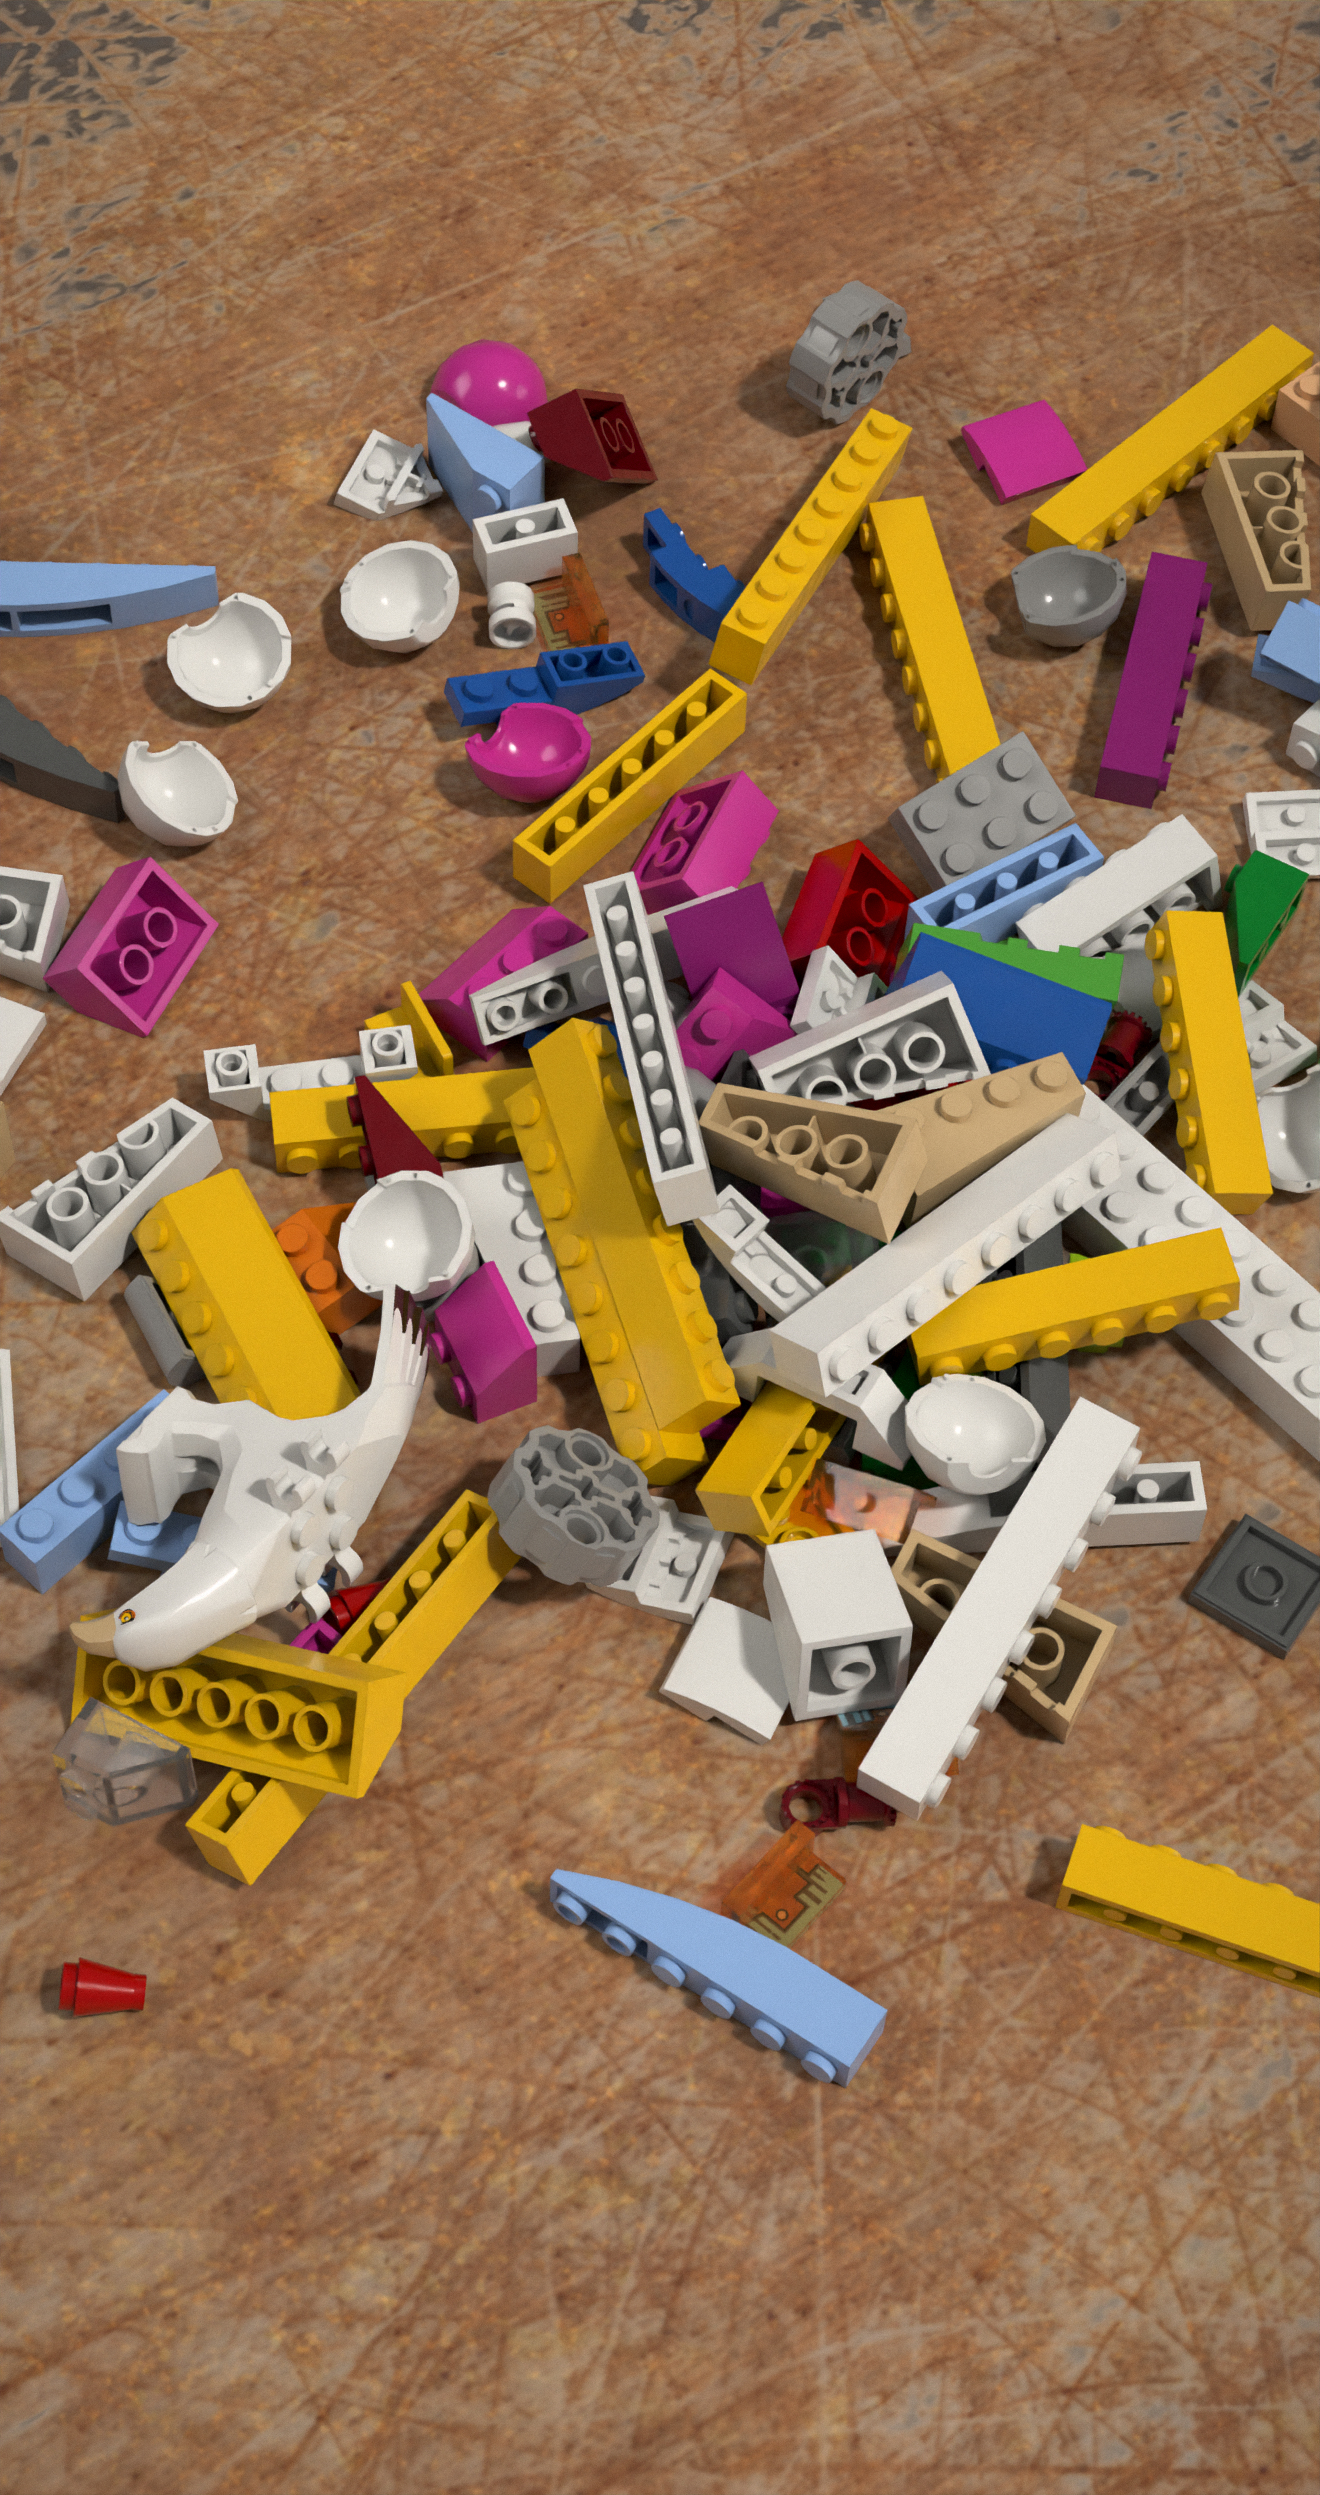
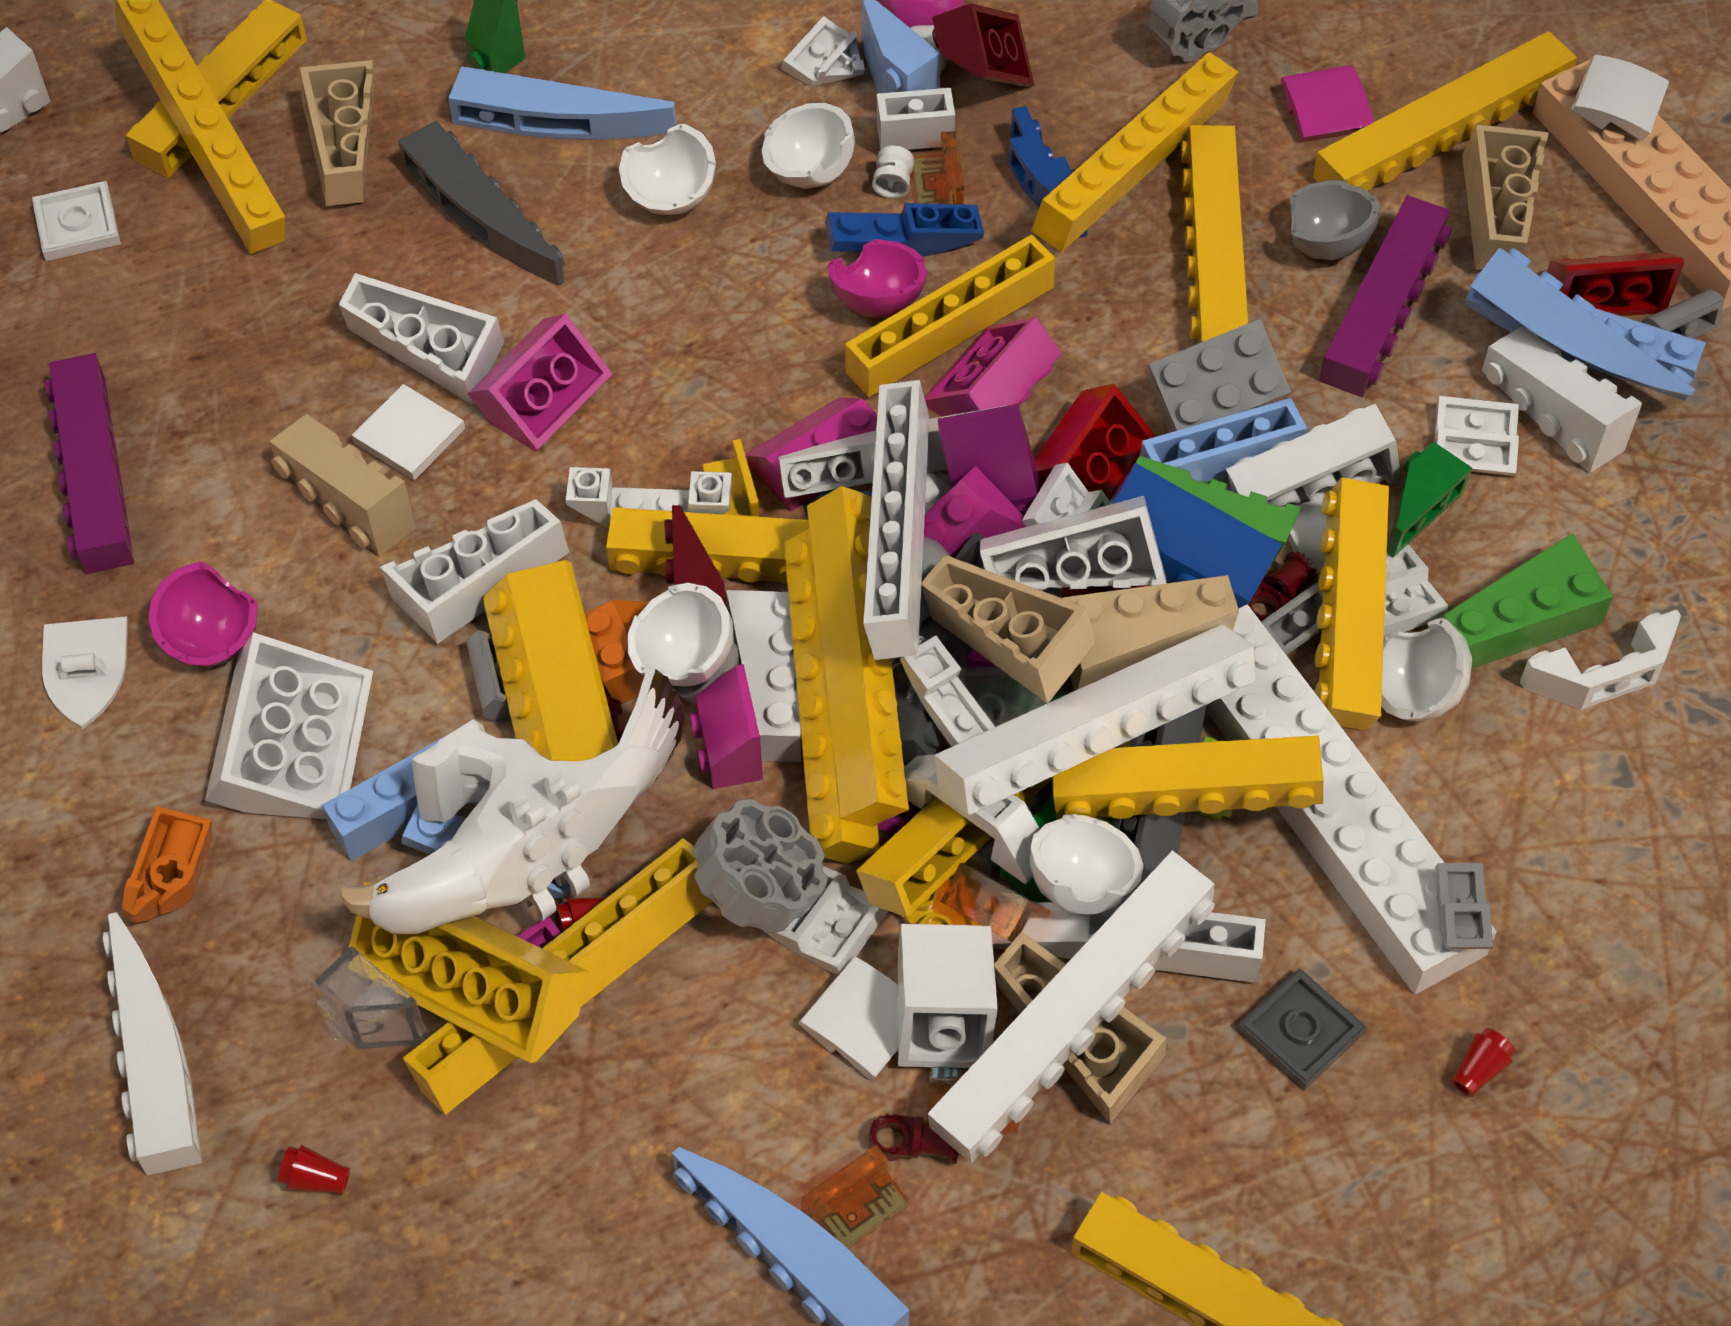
camera: 15 degrees right, 0 degrees up
(176, 793) = (601, 270): white cylinder -> none

